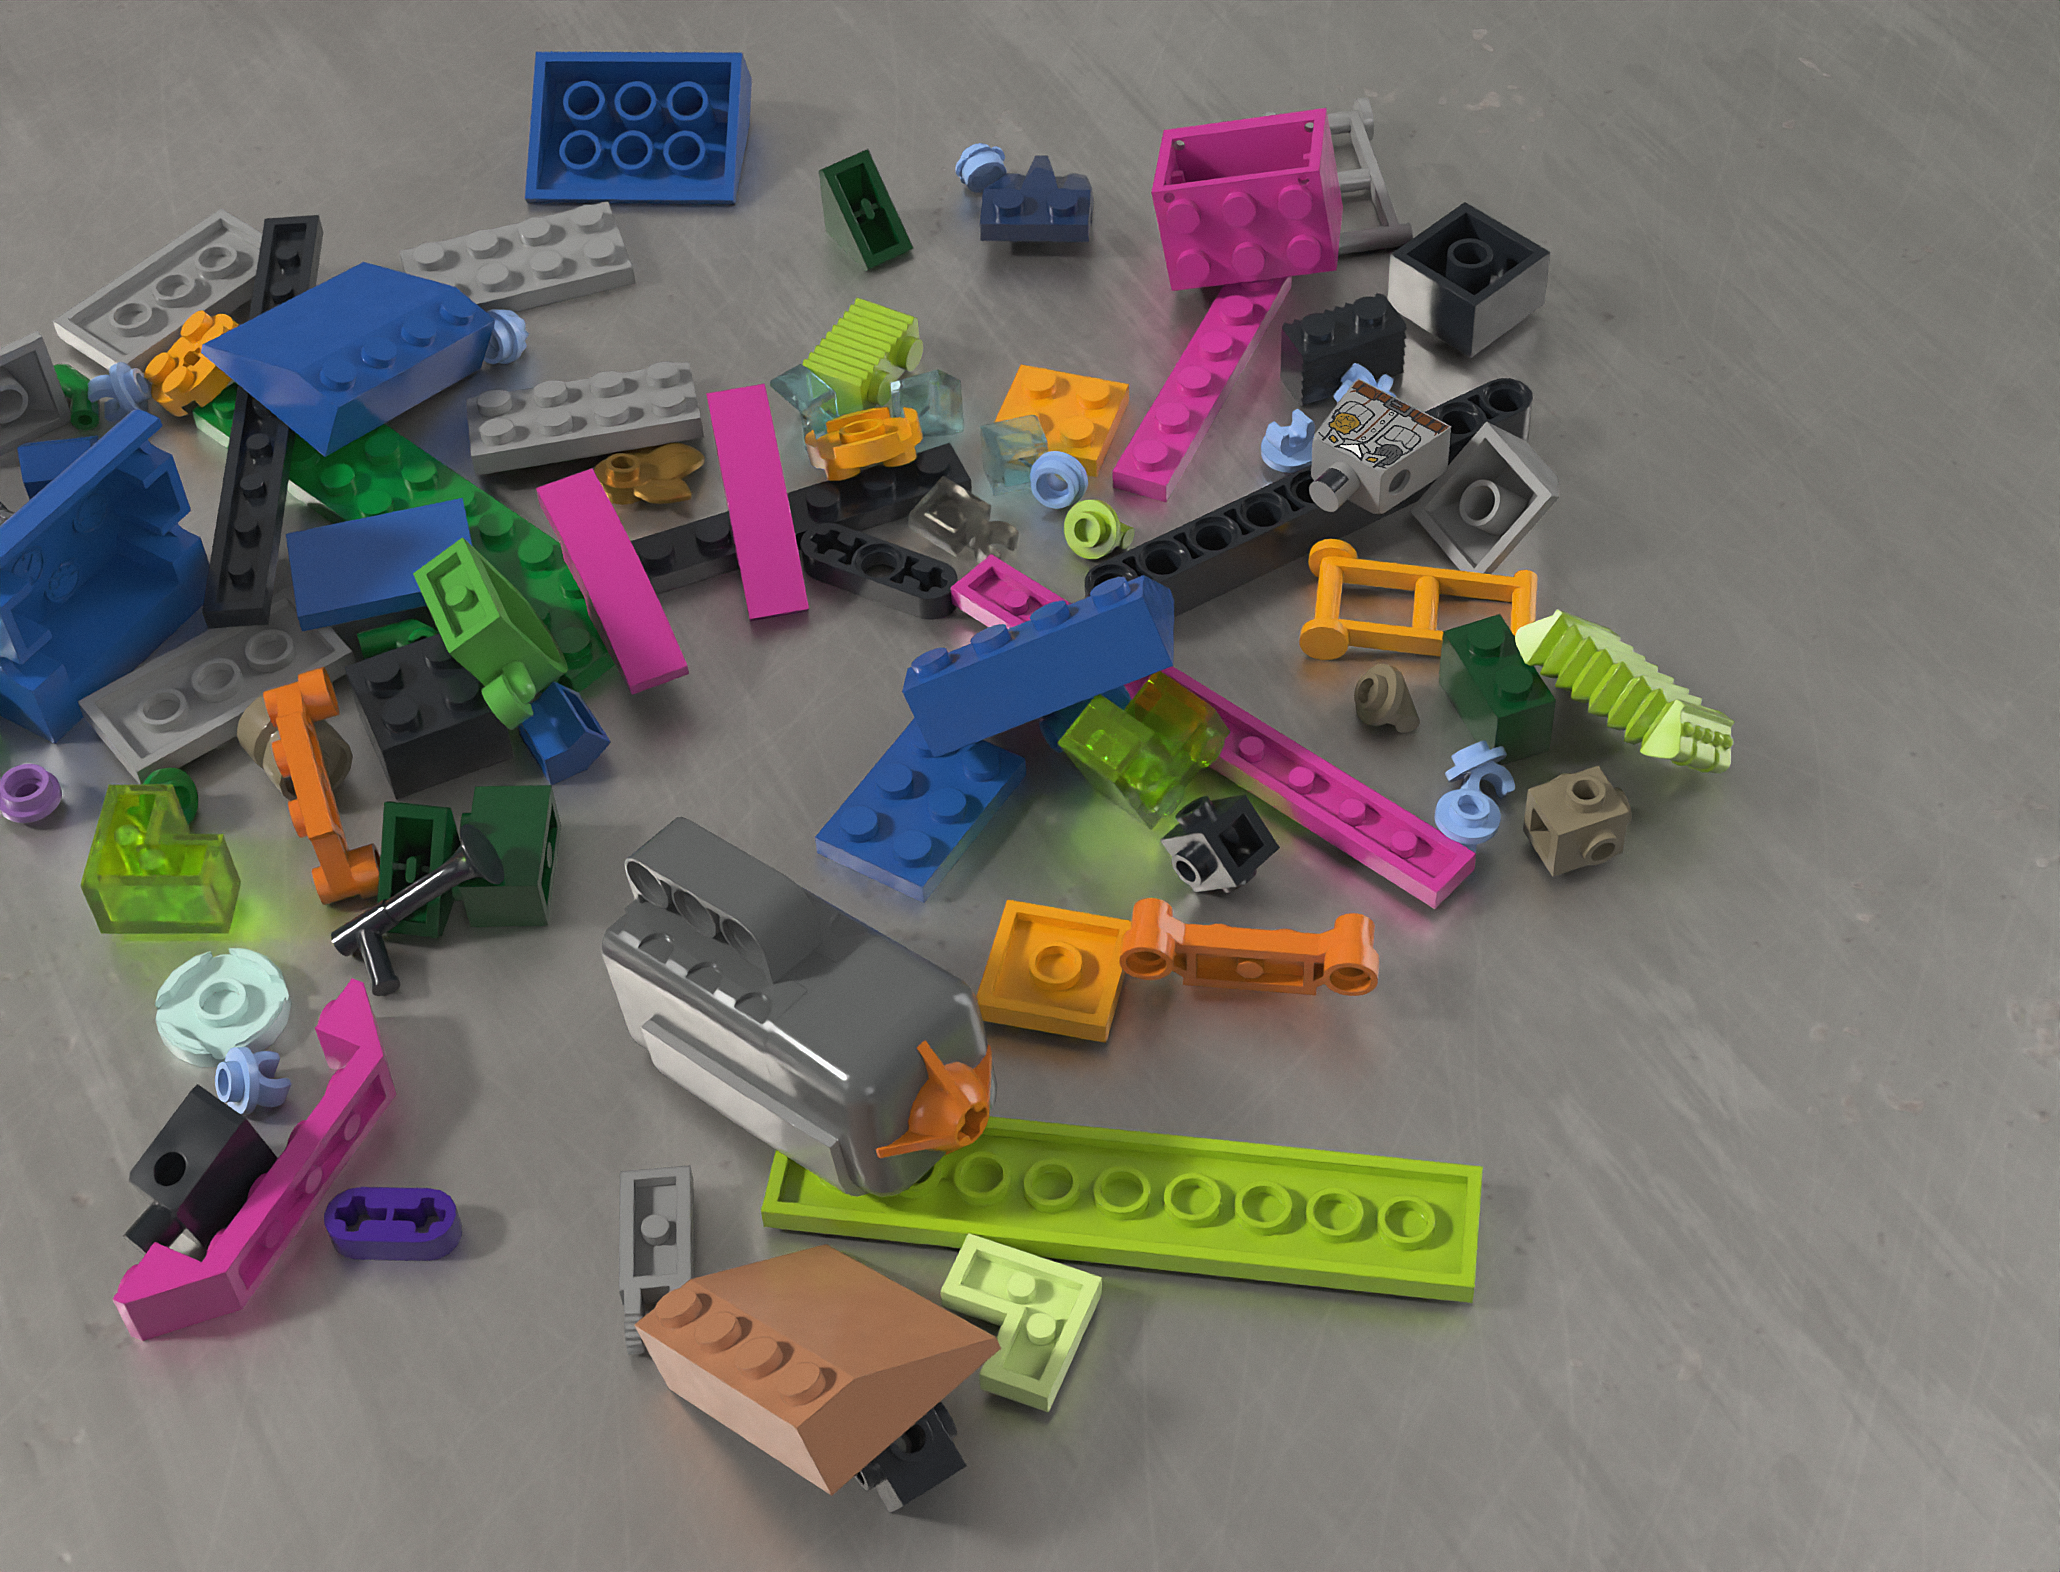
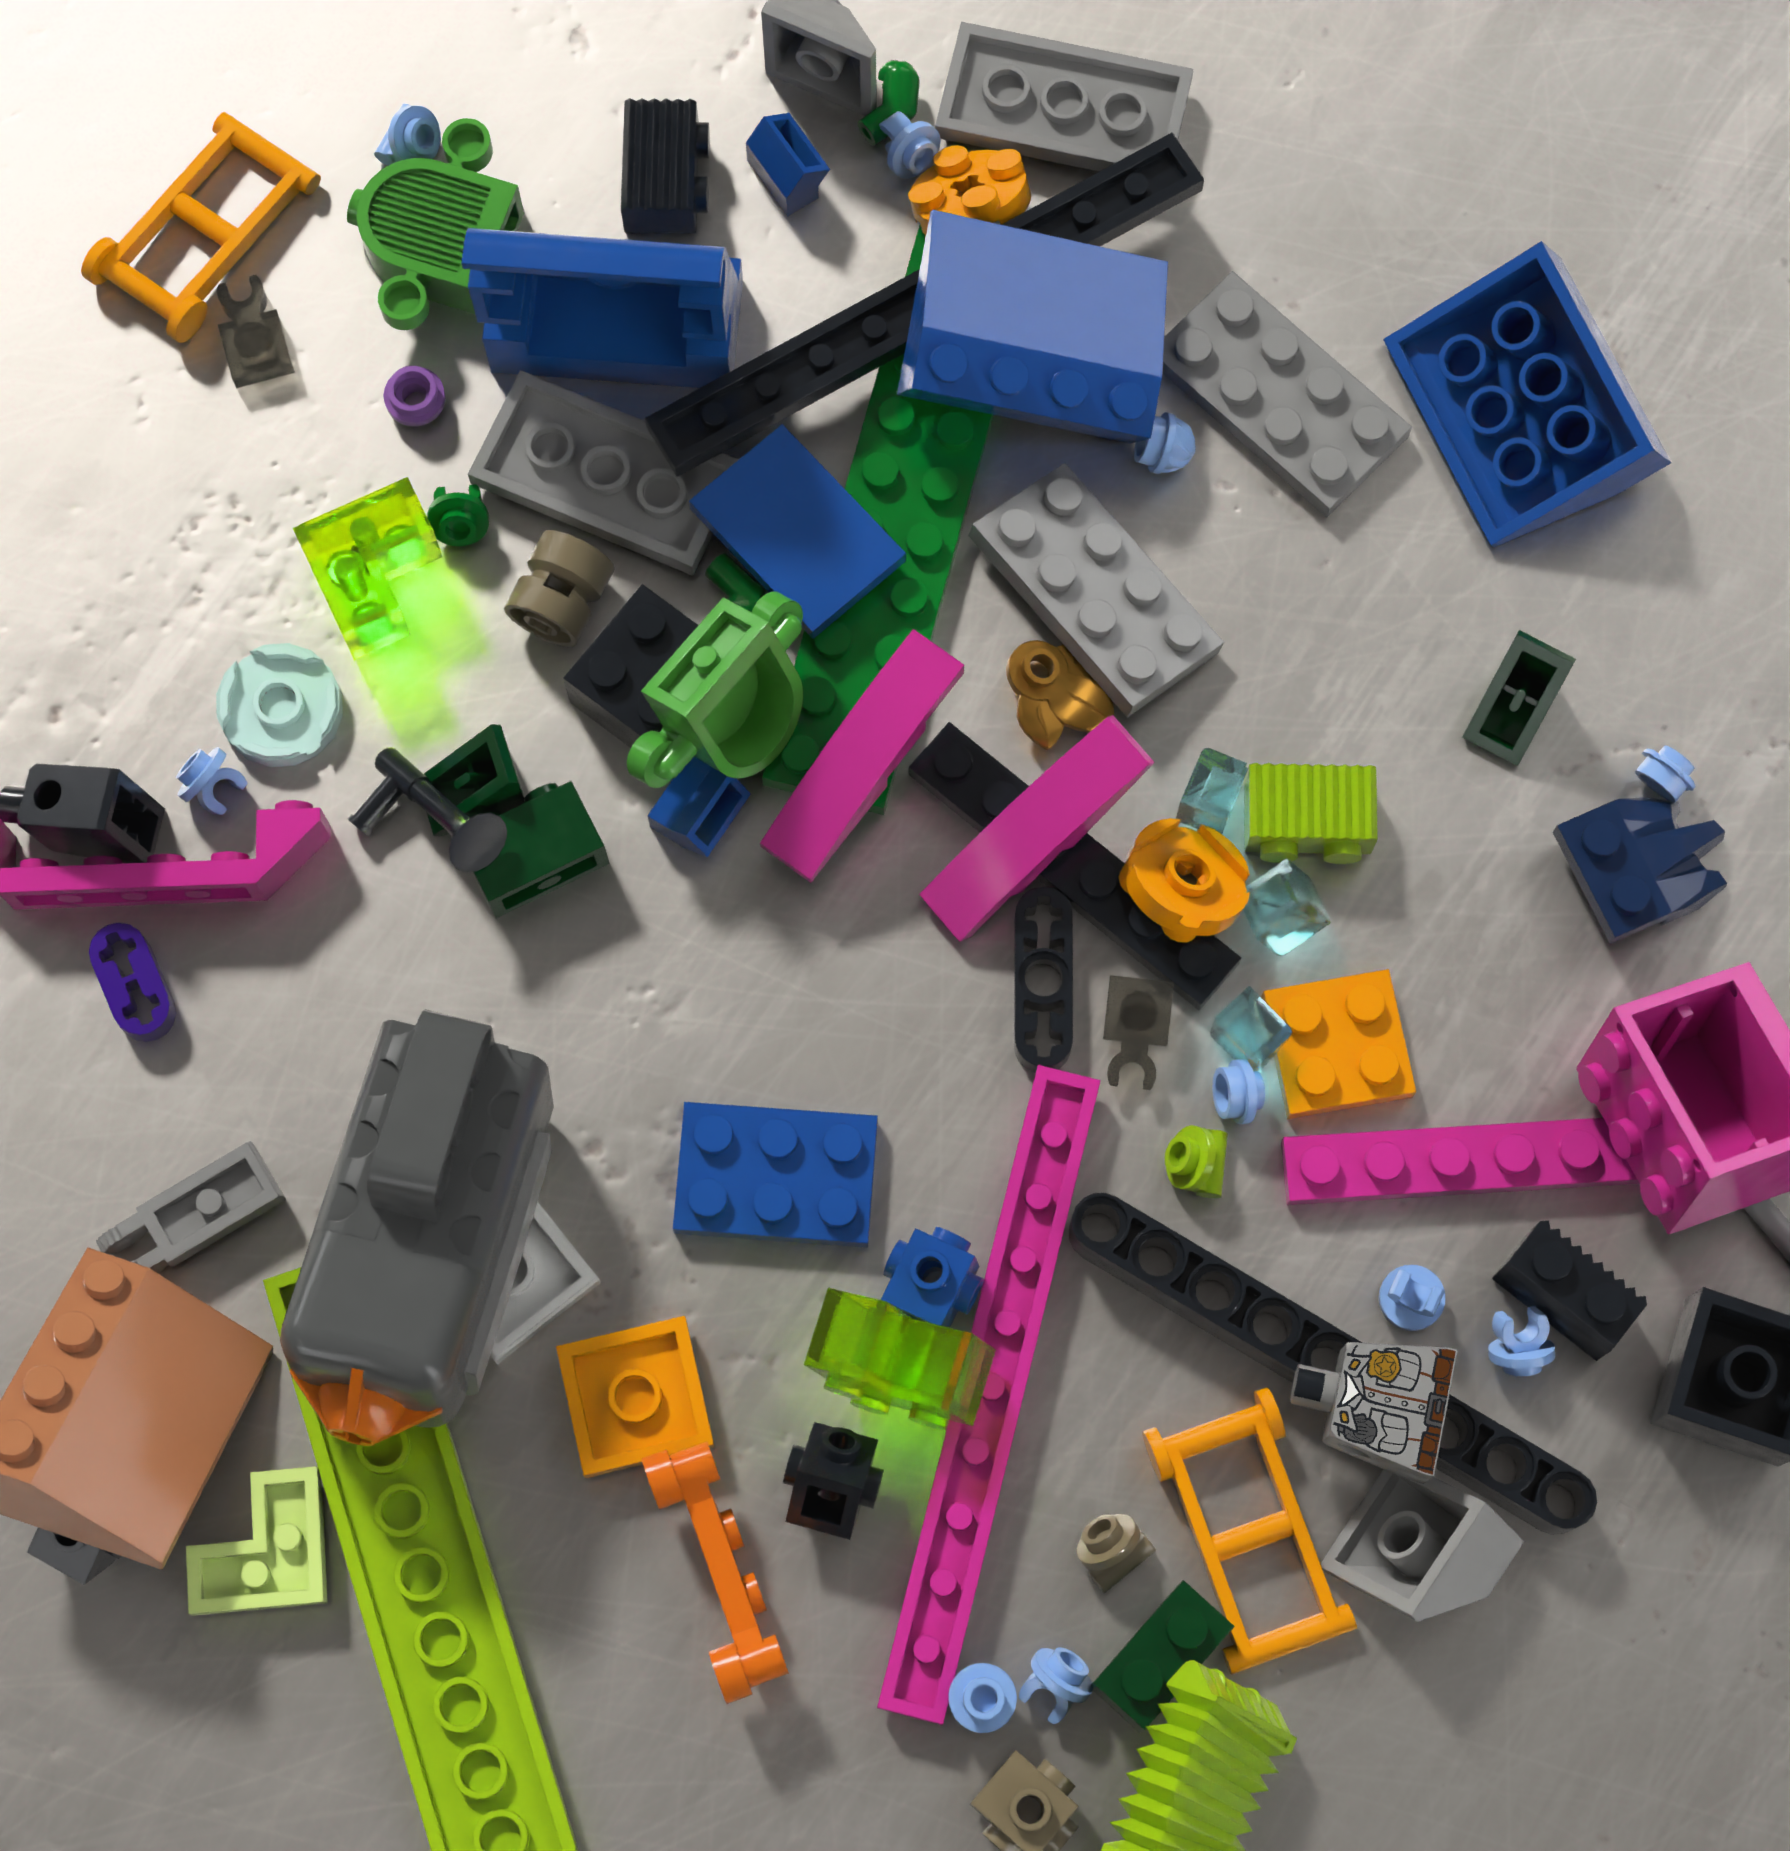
camera: 60 degrees right, 25 degrees up
(314, 812) = (496, 636): orange plate -> none
(1041, 663) = (926, 1226): blue slope -> none

